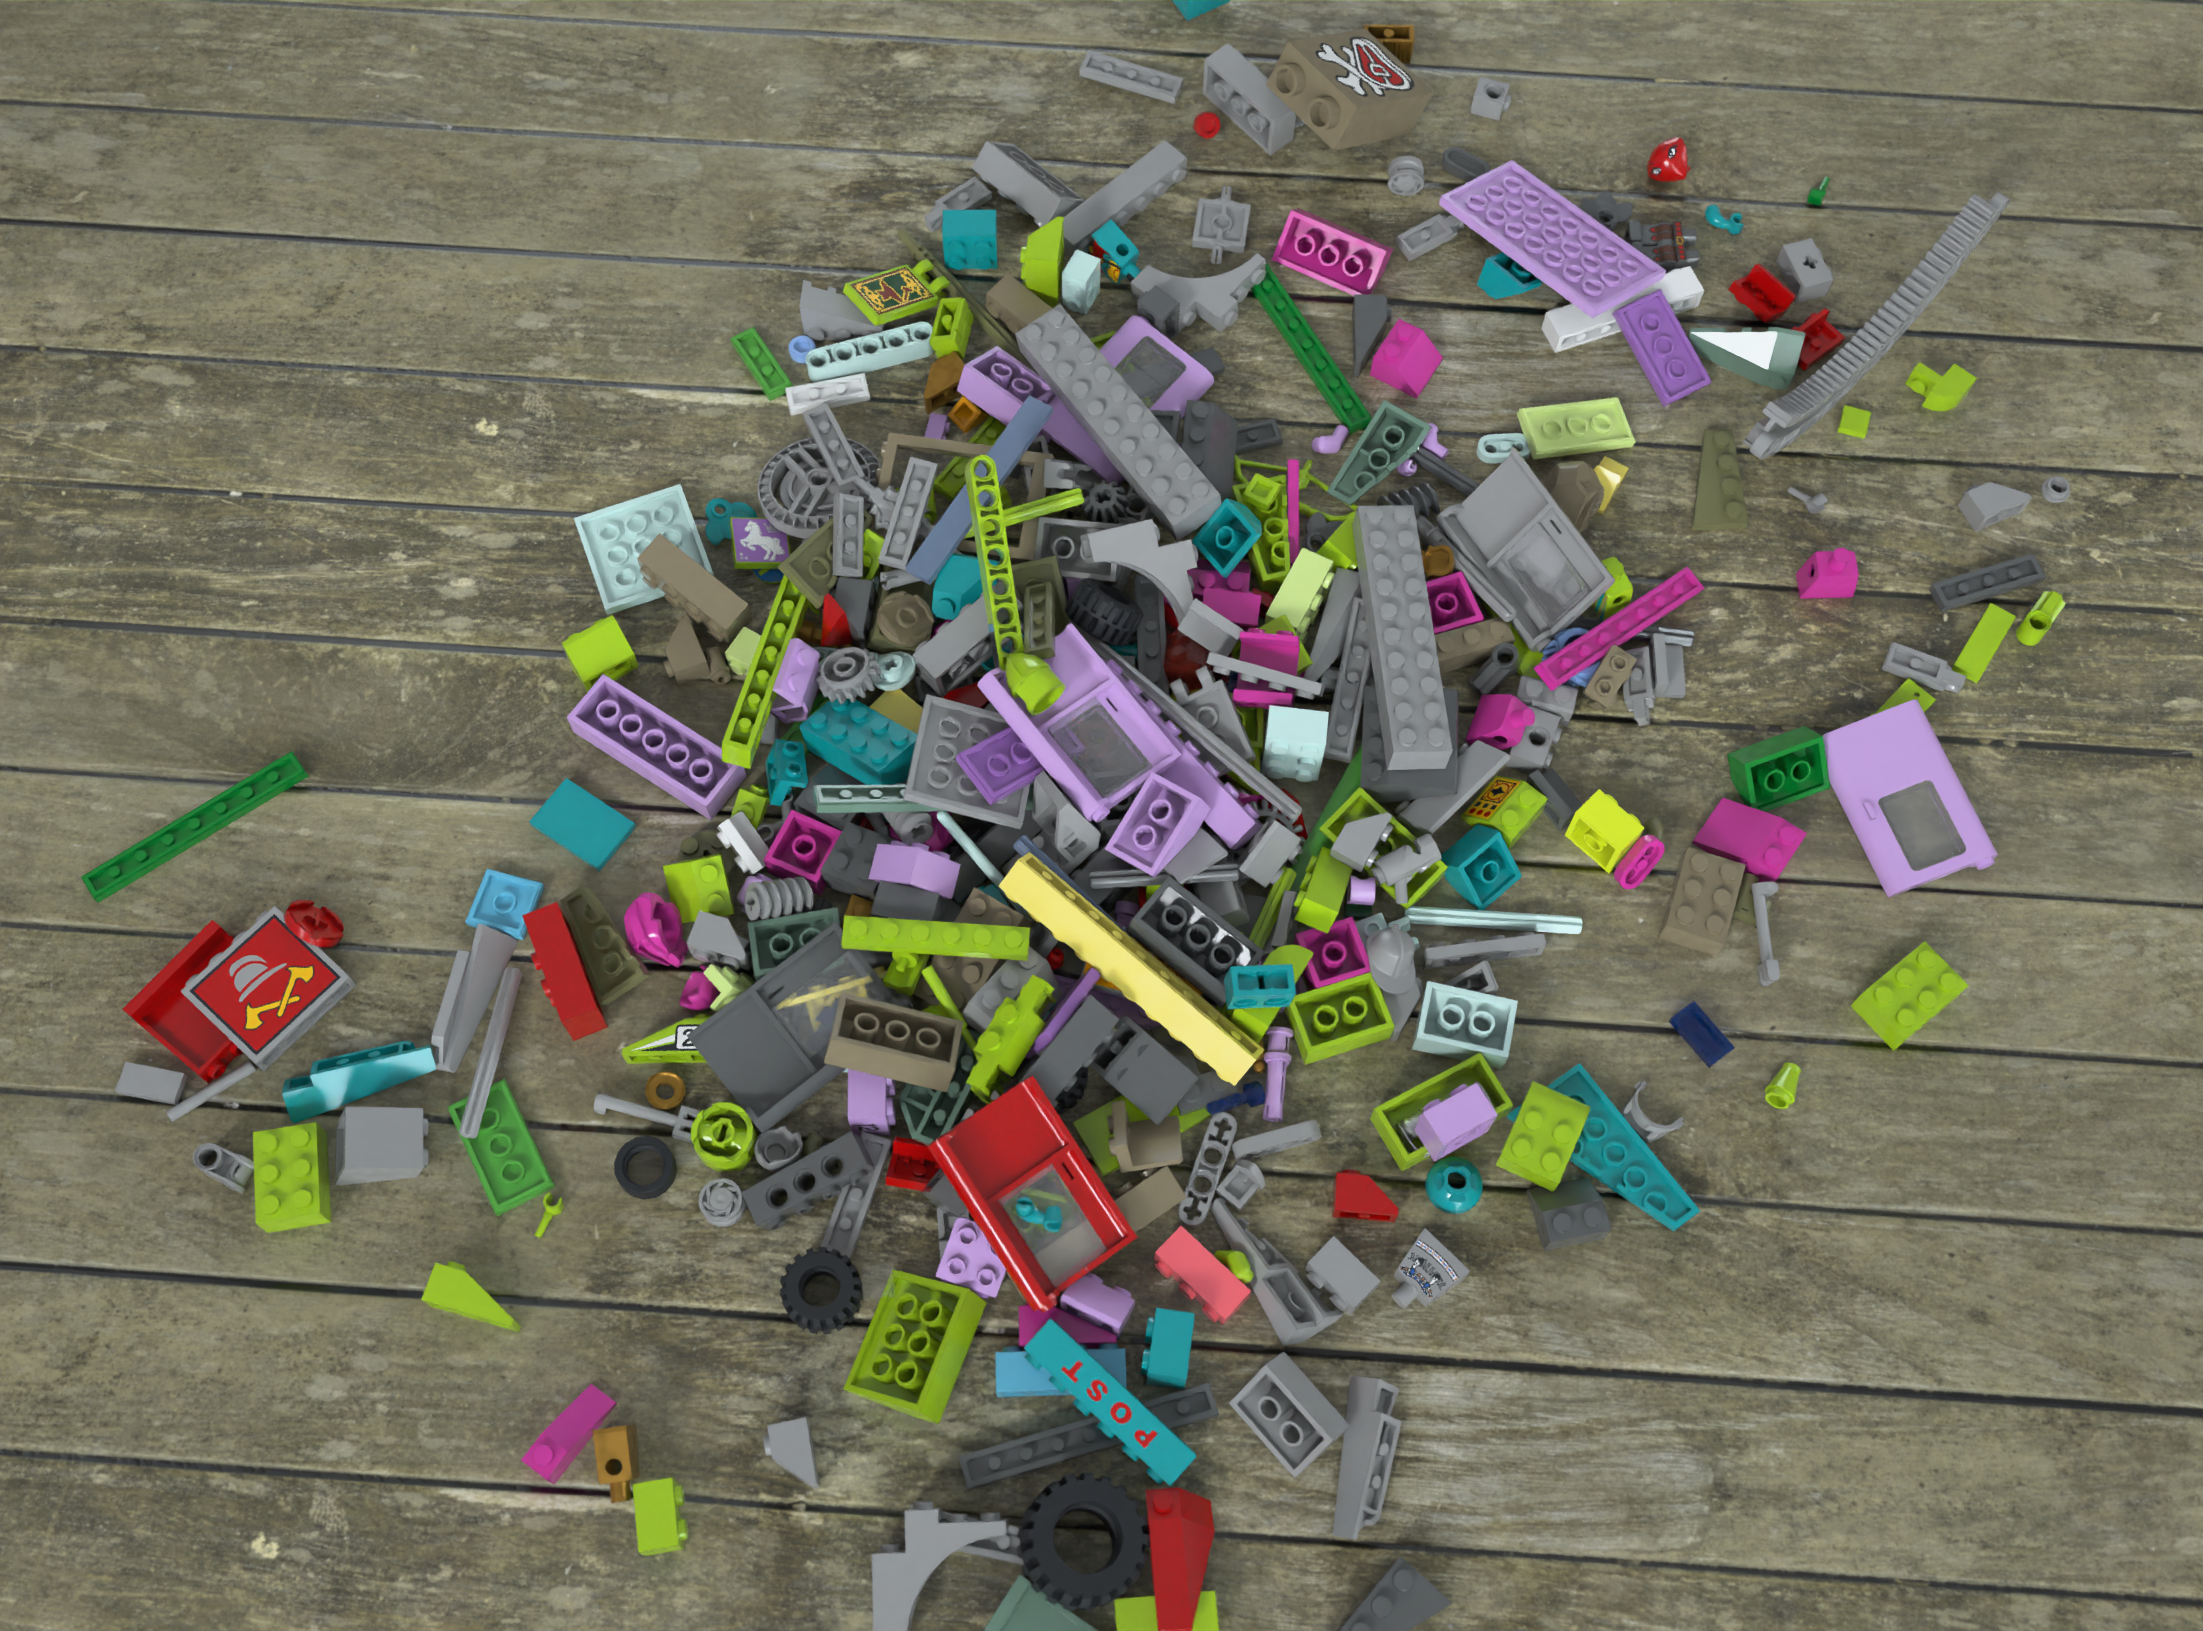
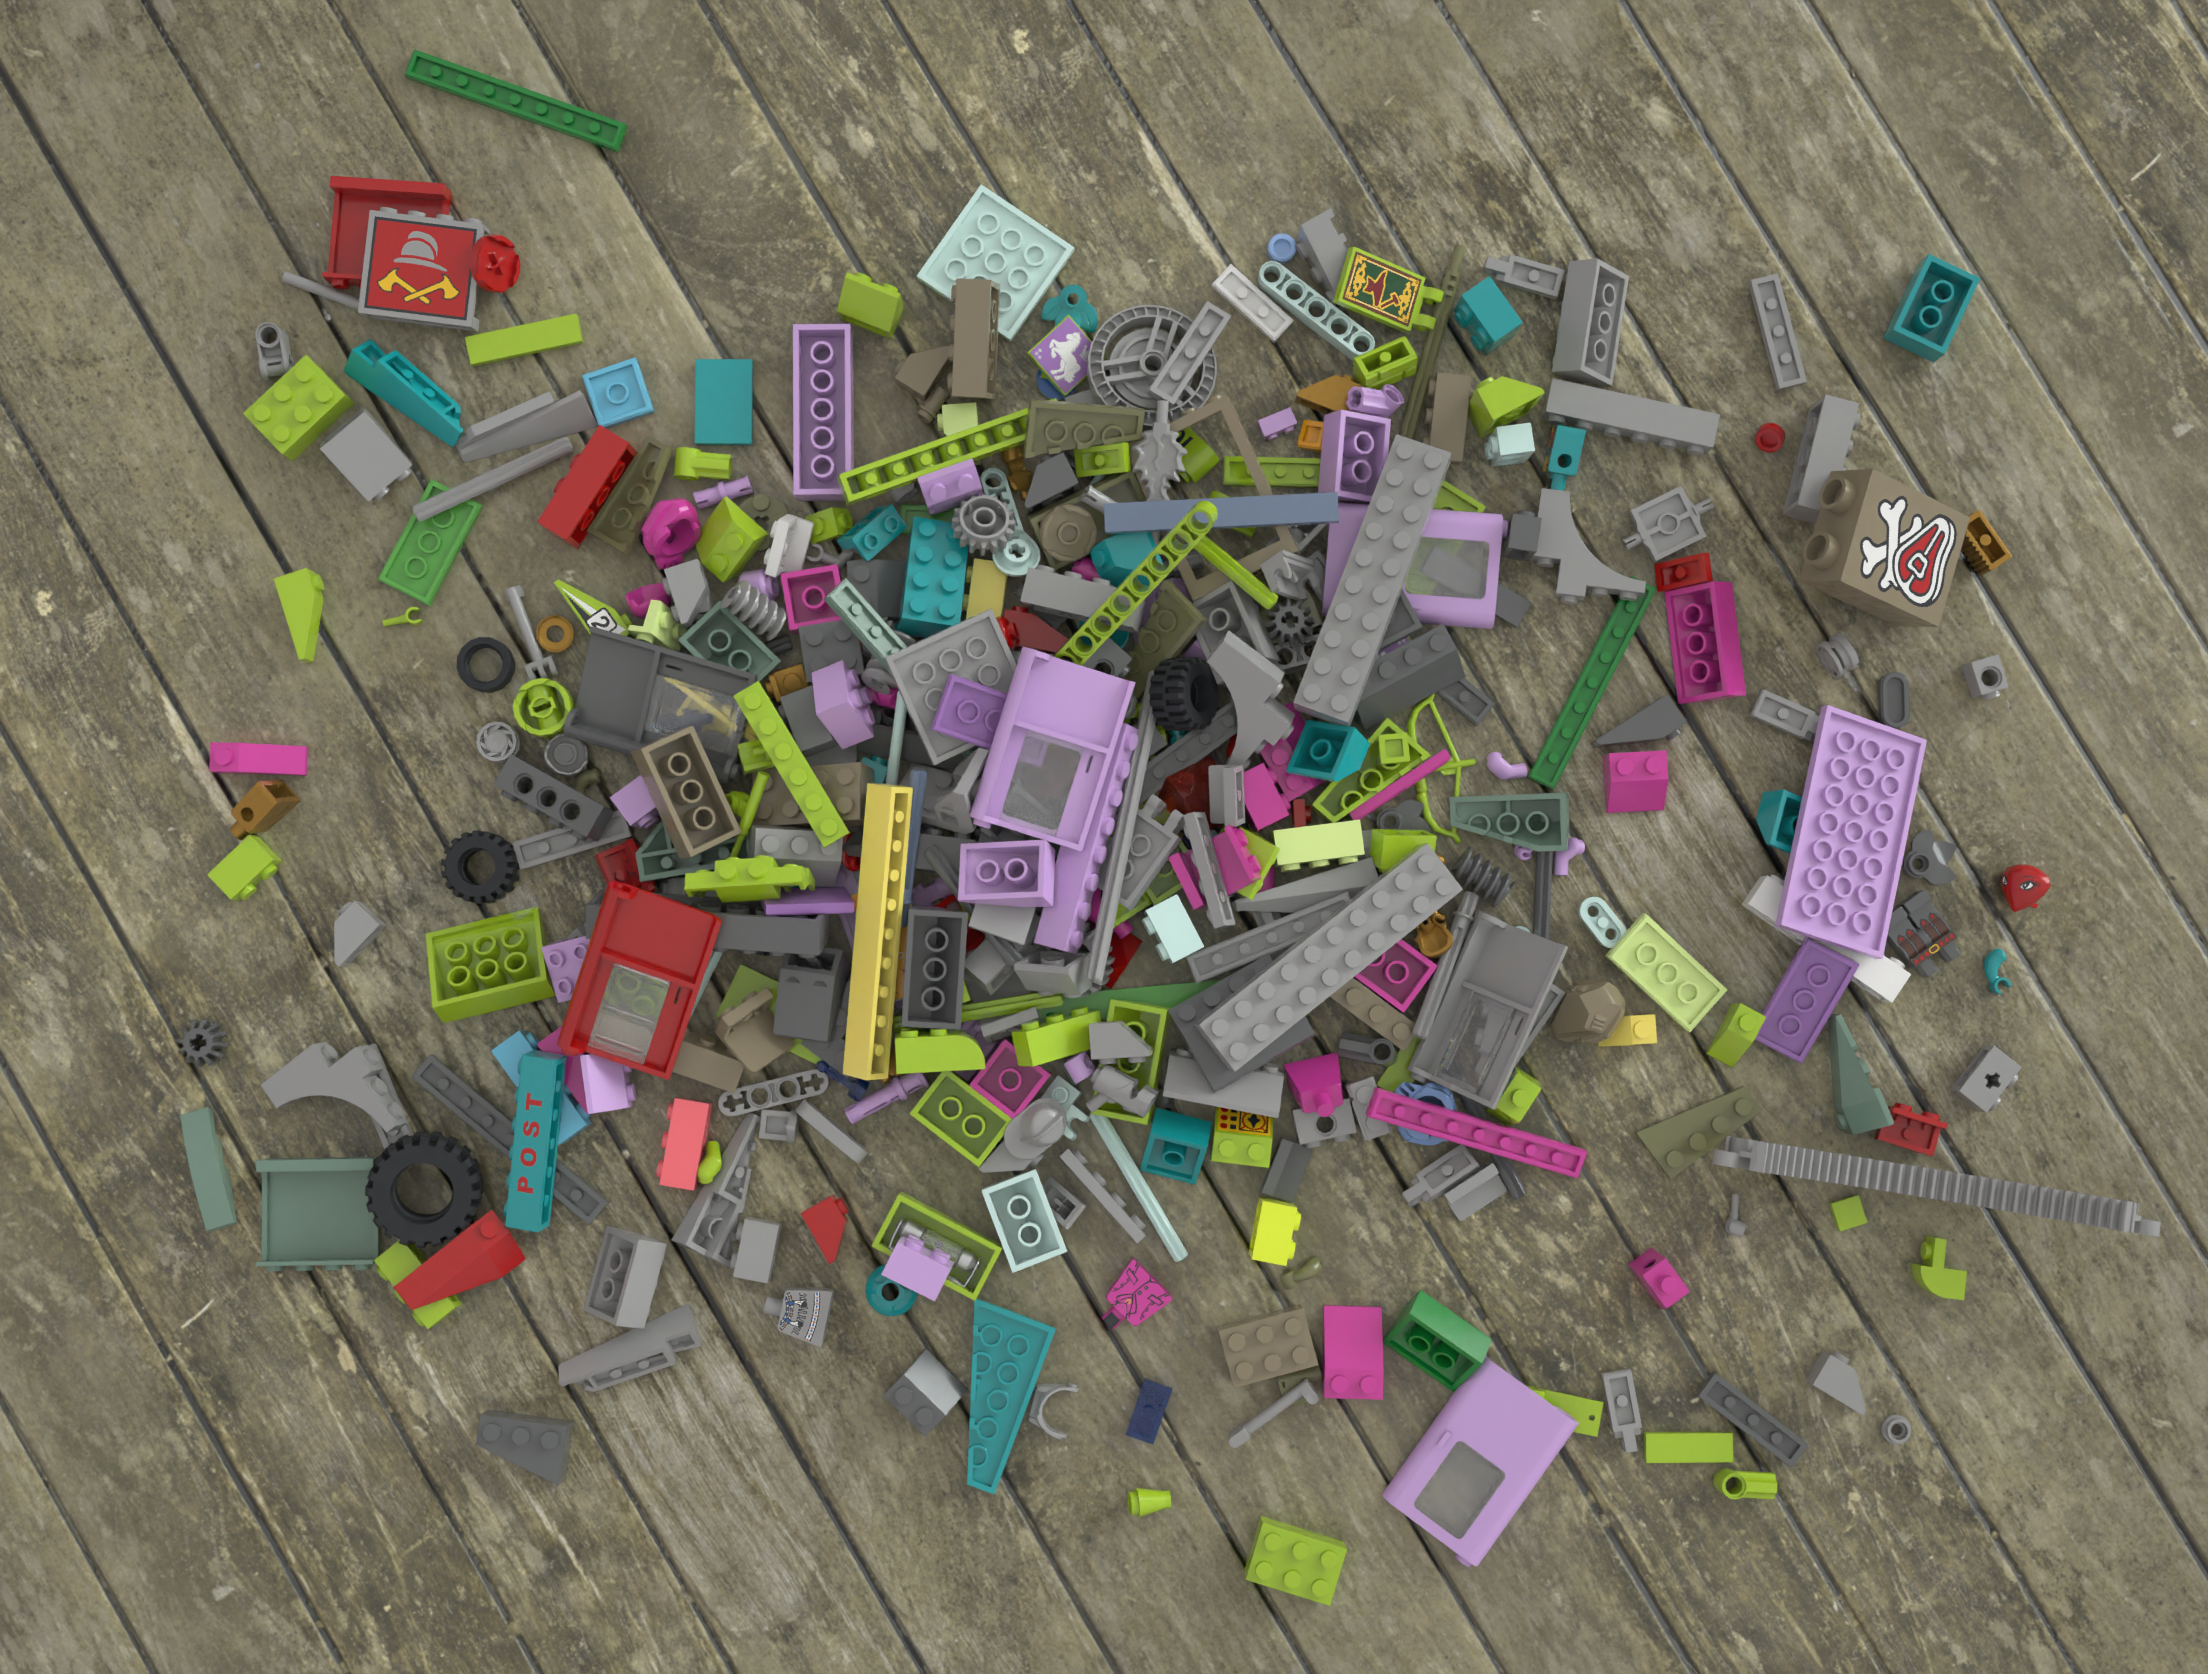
camera: 50 degrees right, 20 degrees up
(151, 1083) = (299, 242): light grey tile -> none
(395, 950) = (524, 340): none -> lime tile
(615, 879) = (695, 464): none -> lime piece
(655, 872) = (730, 489): none -> lavender pin
(761, 363) = (1242, 224): bright green tile -> none
(835, 624) = (1021, 477): red slope -> none
(848, 535) = (1104, 433): light grey tile -> none
(908, 513) = (1156, 469): light grey plate -> none
(972, 348) = (1375, 402): none -> lavender piece
(1027, 1211) = (629, 1009): teal arm -> none
(1033, 682) = (1053, 689): lime helmet -> none
(1039, 620) = (1125, 652): olive tile -> none
(1170, 1348) = (603, 1160): teal brick -> none
(1259, 986) = (914, 1049): teal brick -> none
(1267, 232) = (1683, 572): none -> red slope
(1543, 1136) = (970, 1338): lime brick -> none
(1589, 980) = (1134, 1296): none -> dark pink torso
(1608, 678) = (1420, 1152): dark tan bracket -> none
(1639, 861) = (1266, 1274): dark pink plate -> none
(1657, 409) = (1735, 1034): none -> lime slope
(1763, 294) = (1929, 1055): red bracket -> none
(1816, 195) = (2085, 1042): green hand -> none

